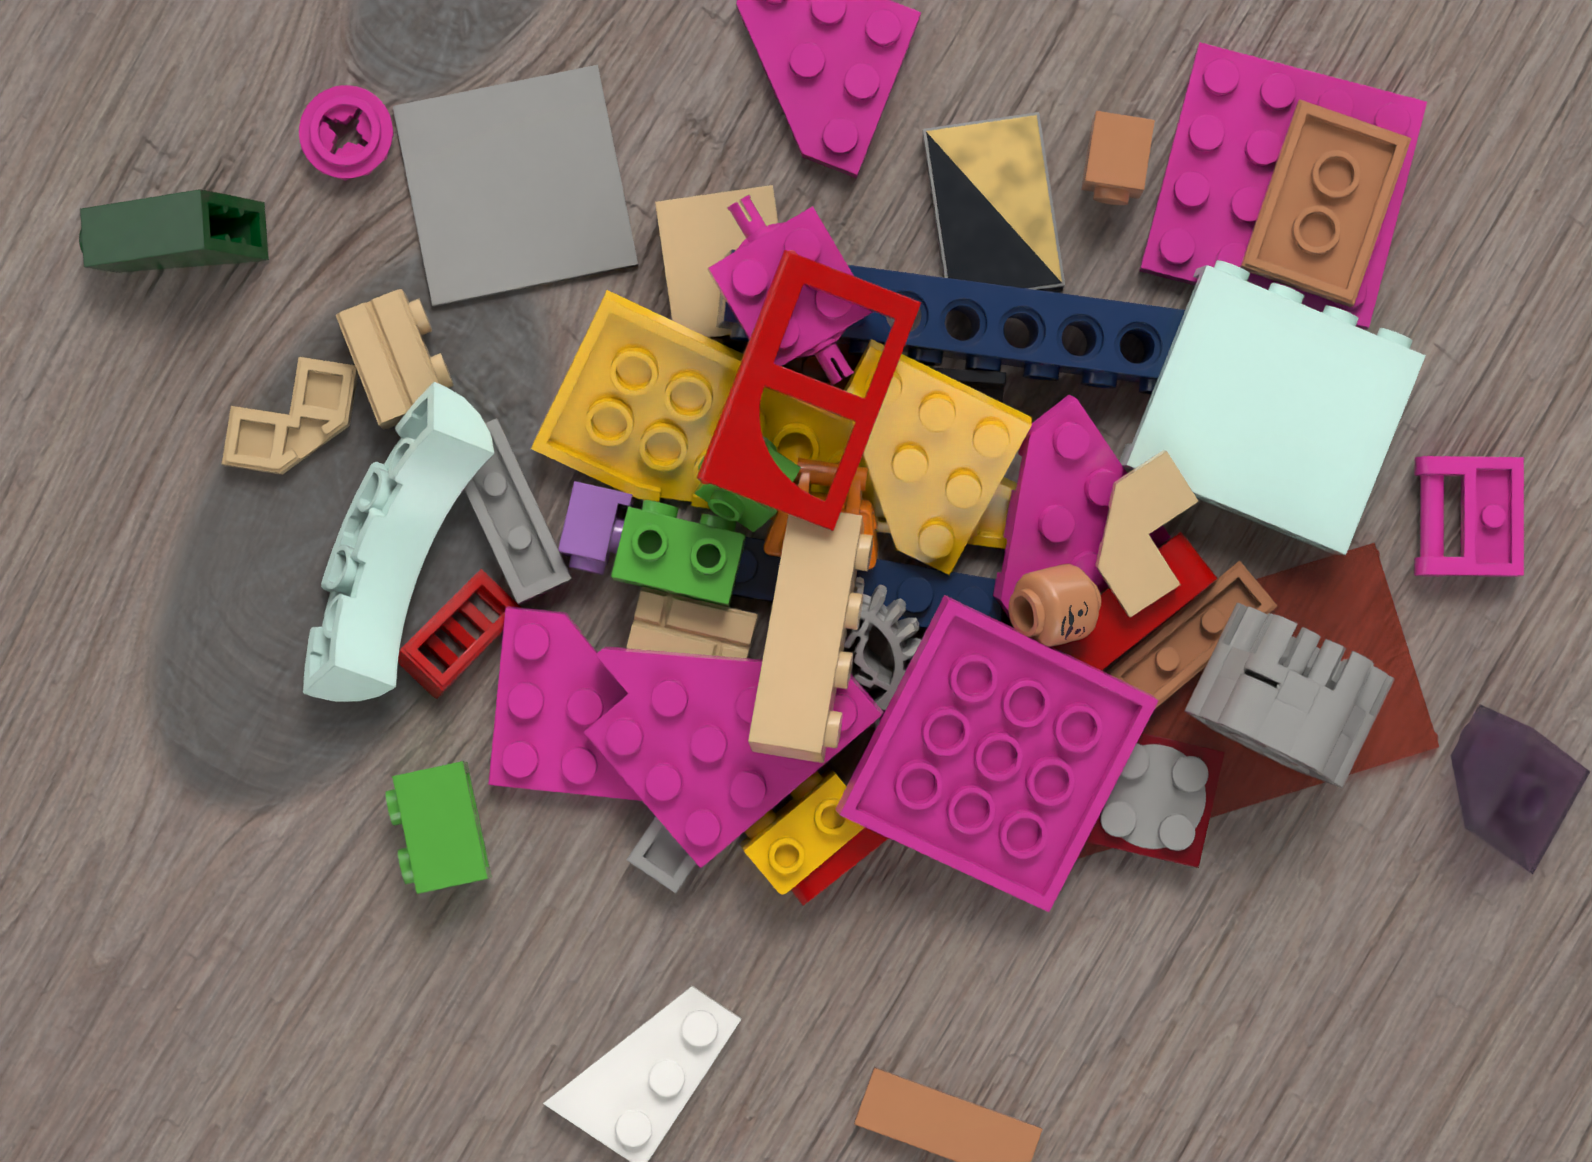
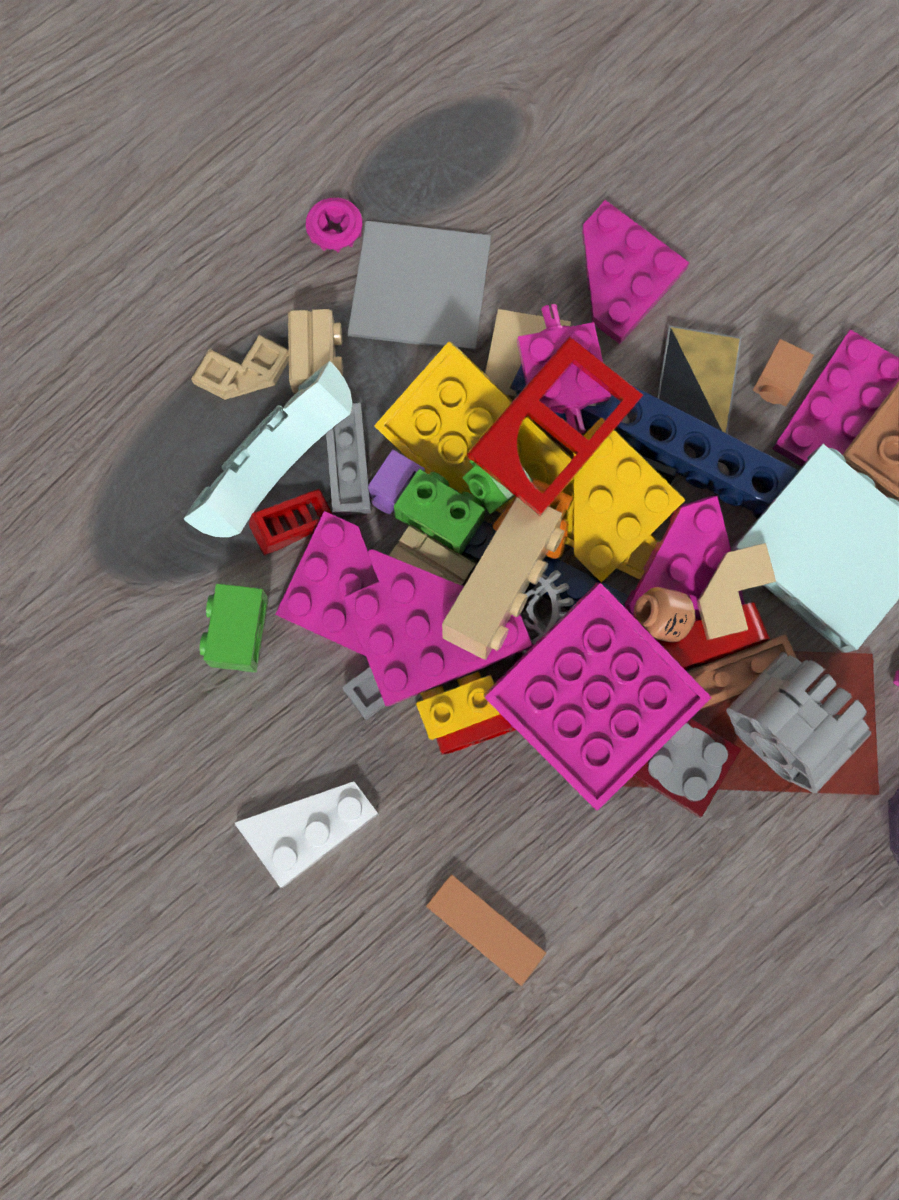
camera: 20 degrees right, 10 degrees down
(173, 232) = (215, 241): dark green slope -> none

